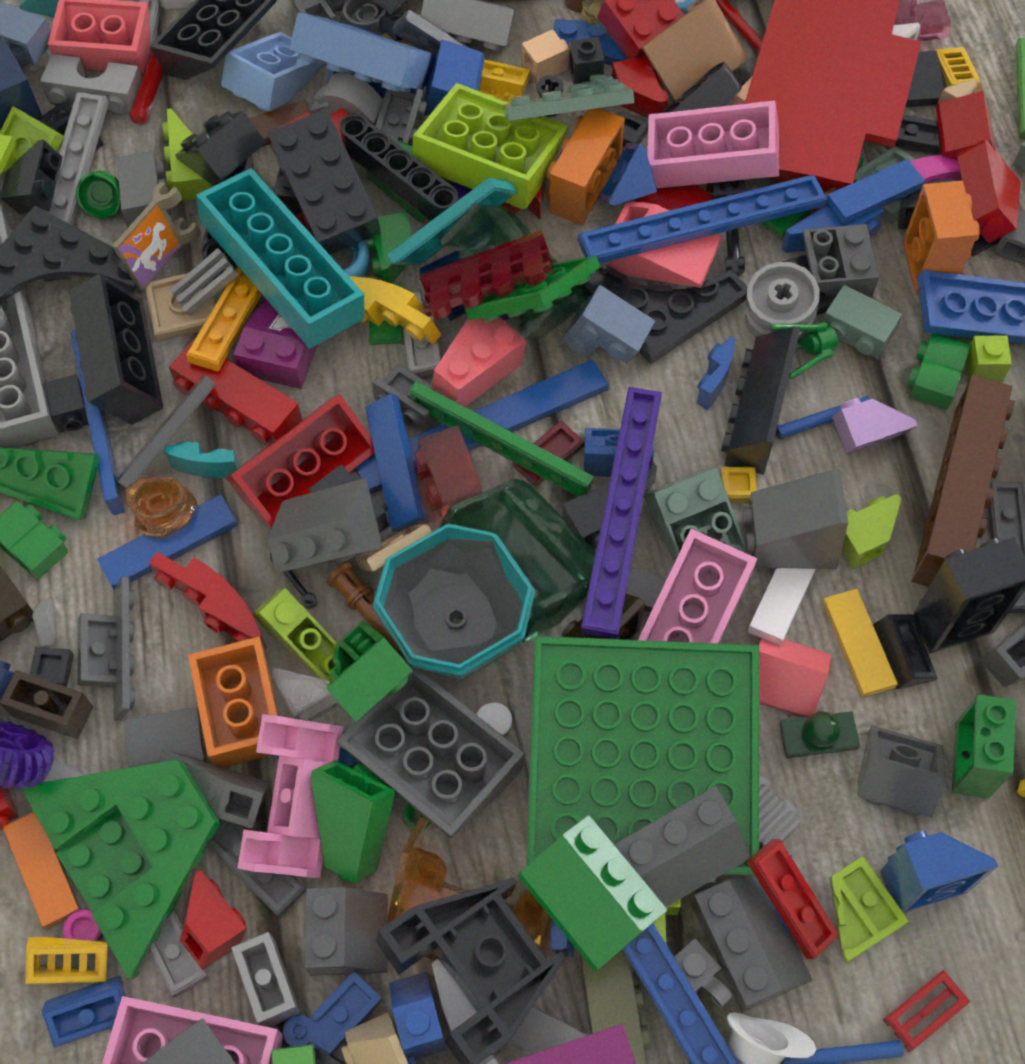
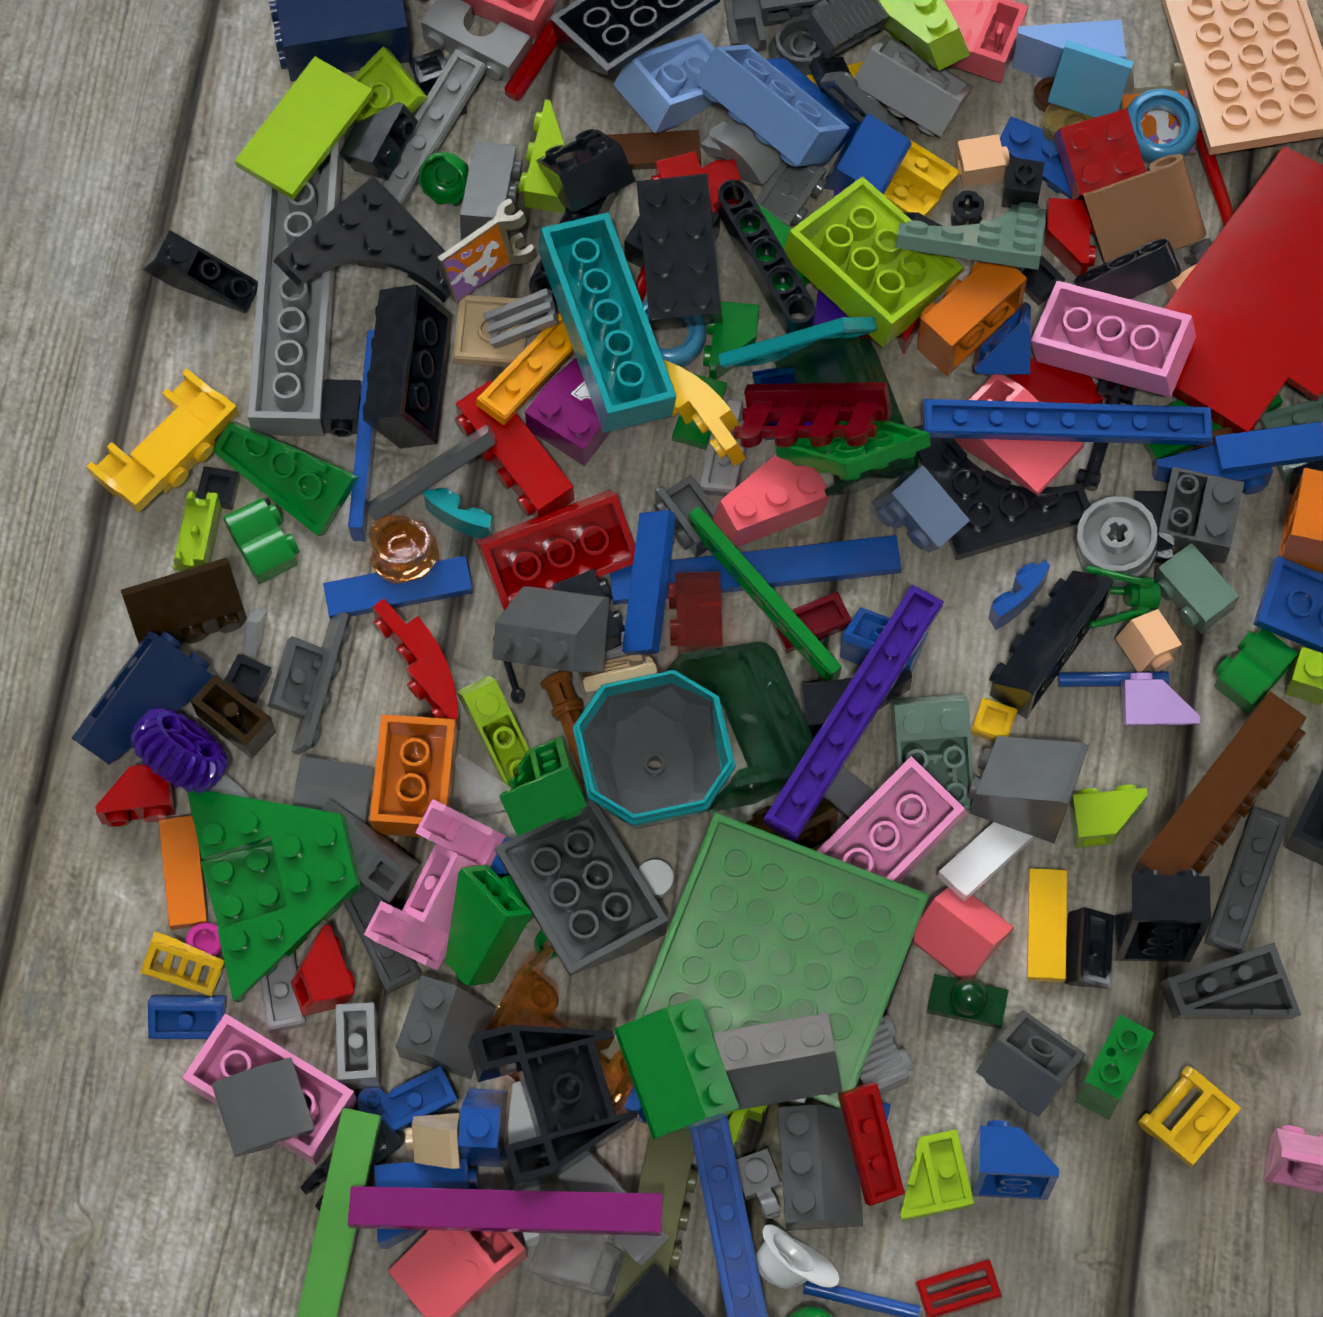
camera: 20 degrees right, 5 degrees up
(843, 375) = (1149, 642): none -> light nougat brick

